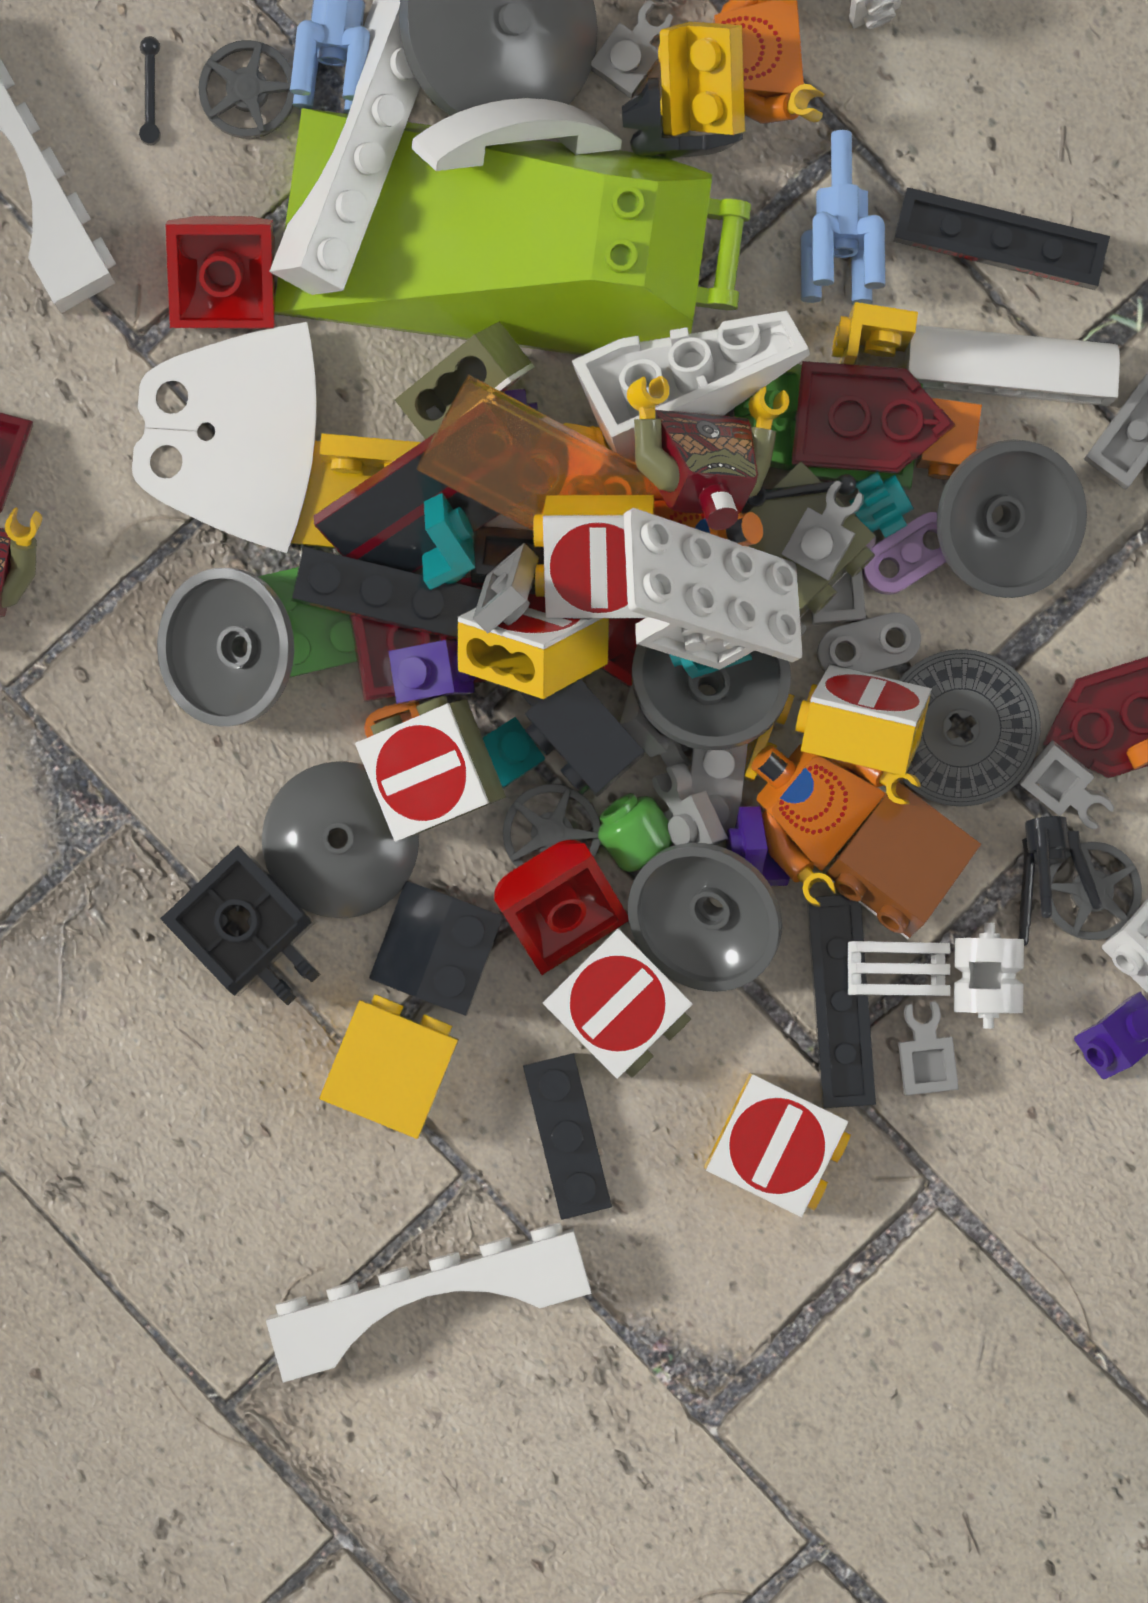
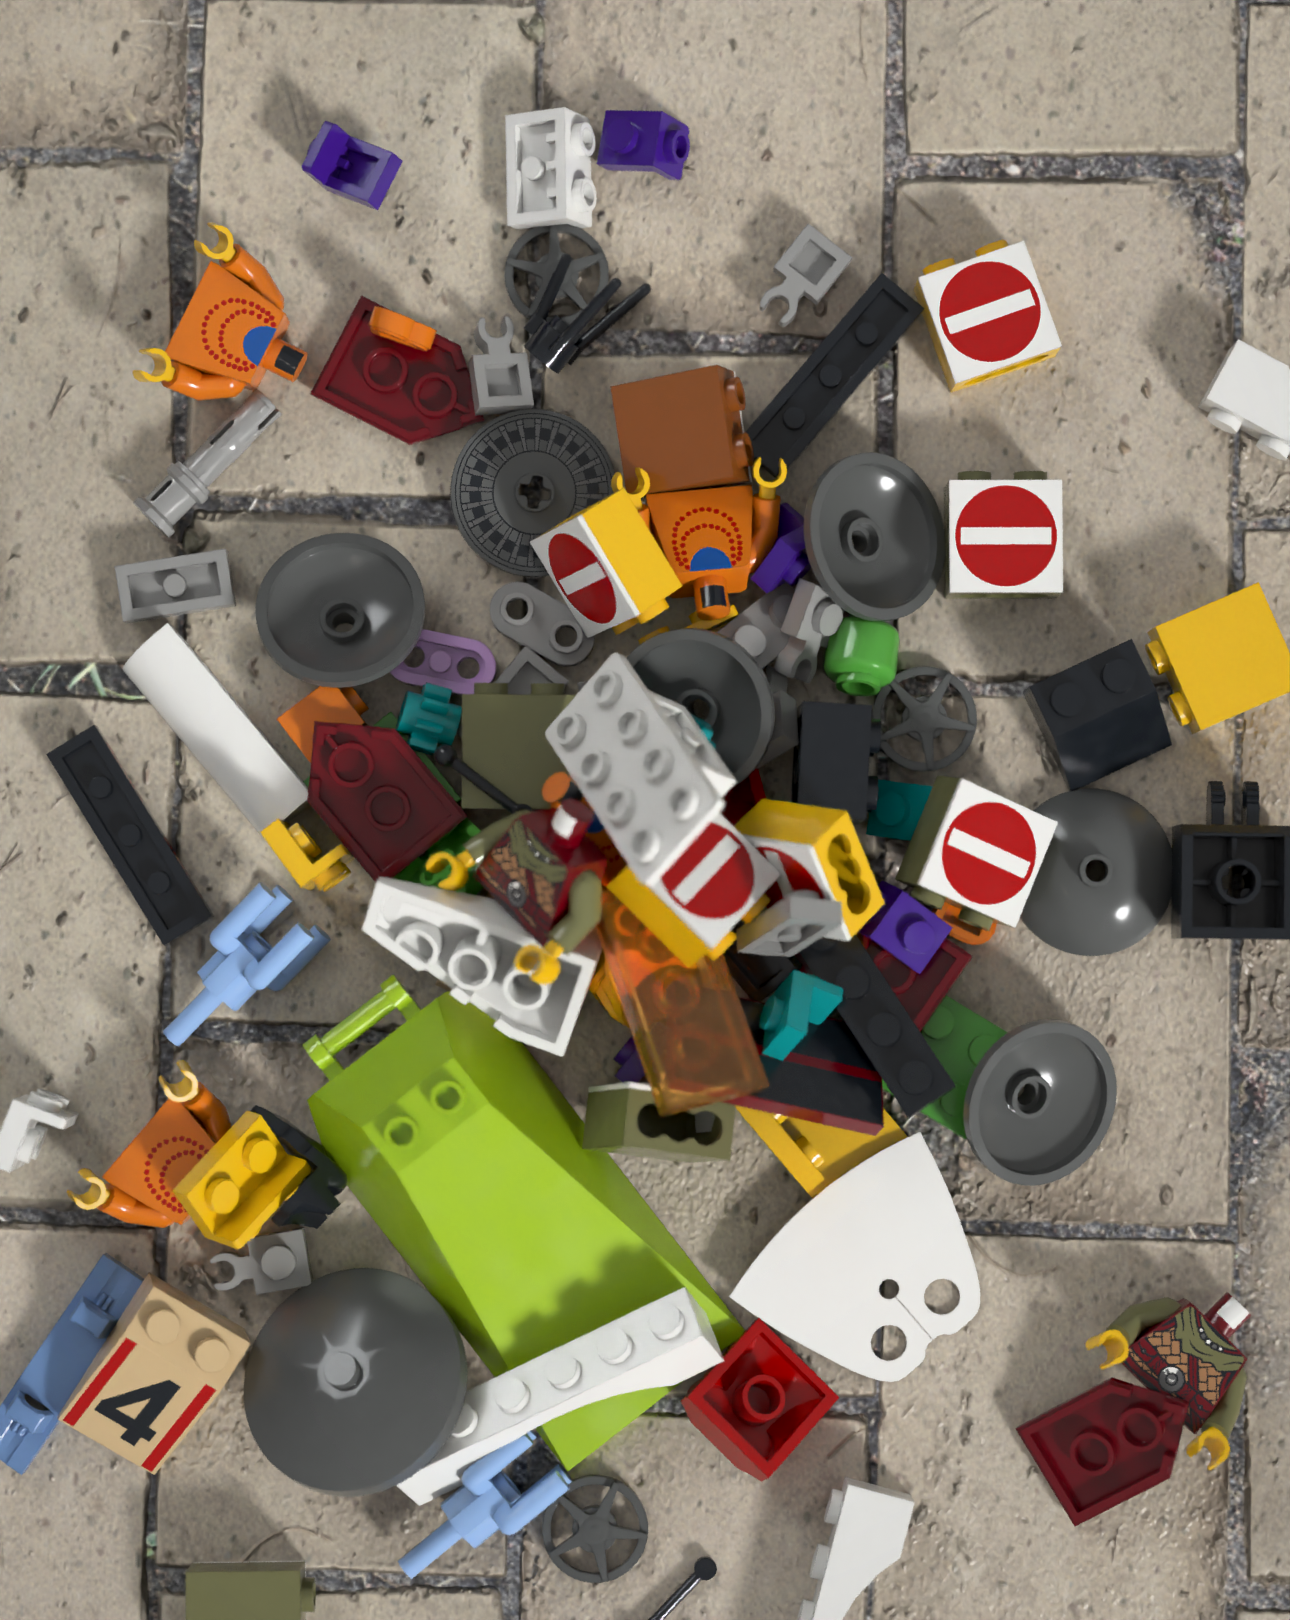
camera: 130 degrees left, 0 degrees up
(462, 137) = (473, 1314): white slope -> none
(559, 903) = (974, 657): red slope -> none
(567, 1136) = (1136, 478): black plate -> none
(820, 538) = (506, 731): light grey plate -> none
(936, 969) = (733, 330): white tile -> none
(989, 975) = (698, 287): white wheel -> none

